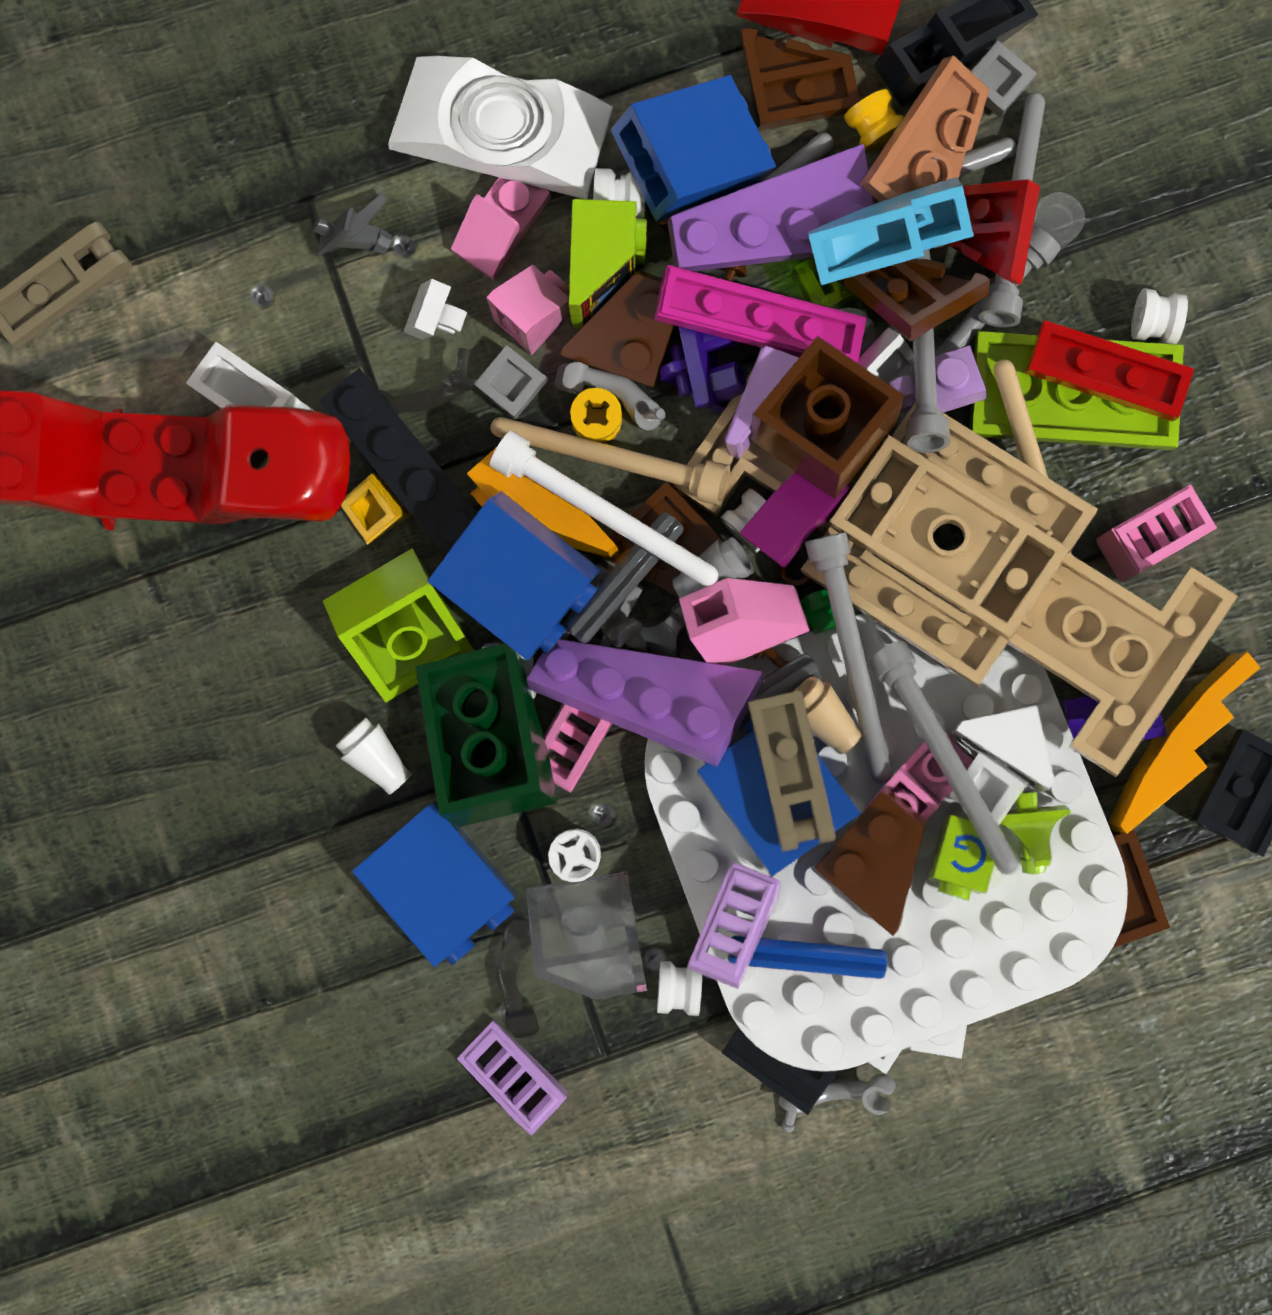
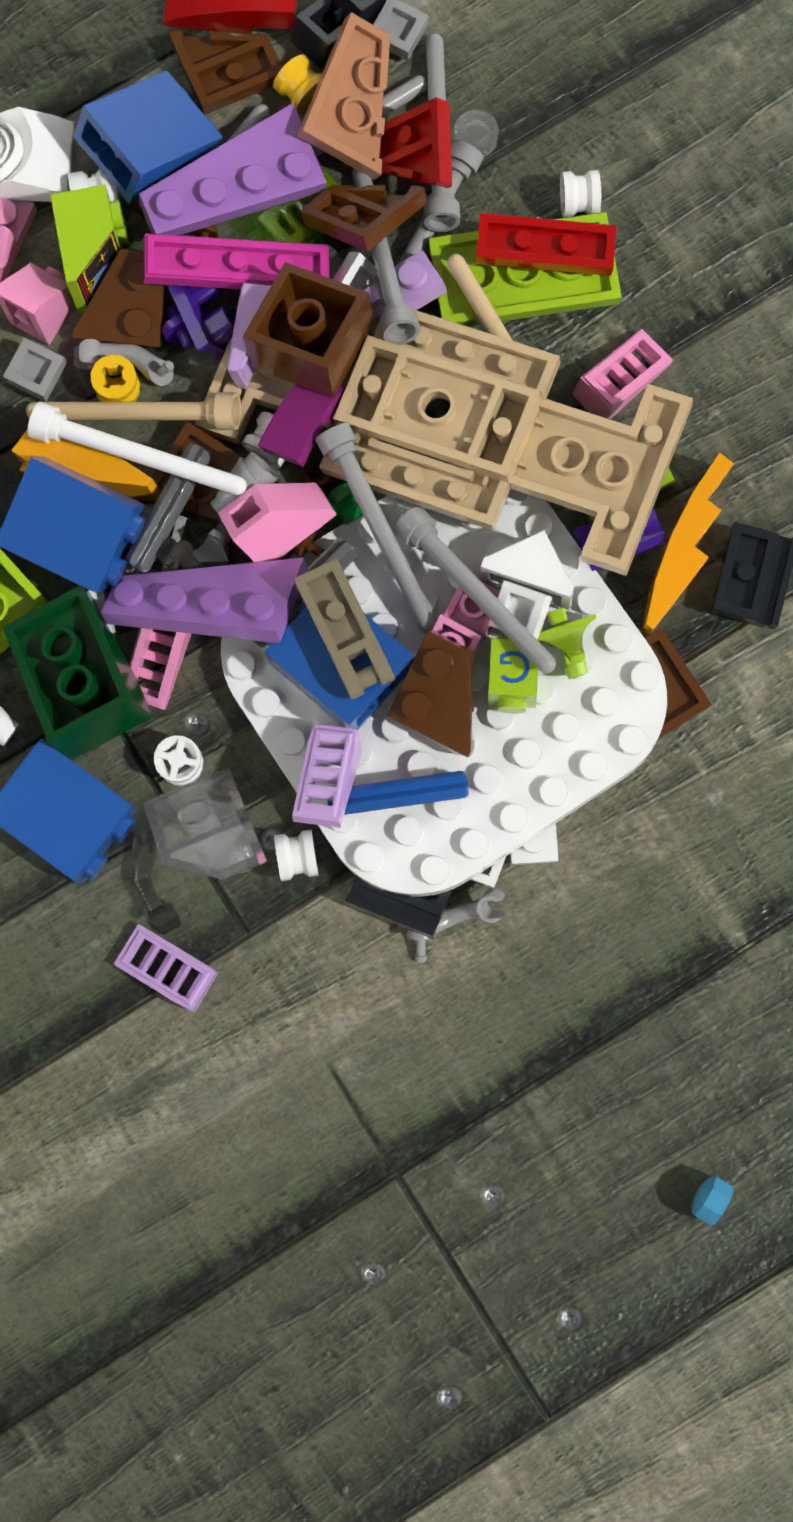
camera: 15 degrees left, 5 degrees down
(828, 716) = (370, 584): tan cone -> none
(891, 231) = (330, 166): medium azure slope -> none

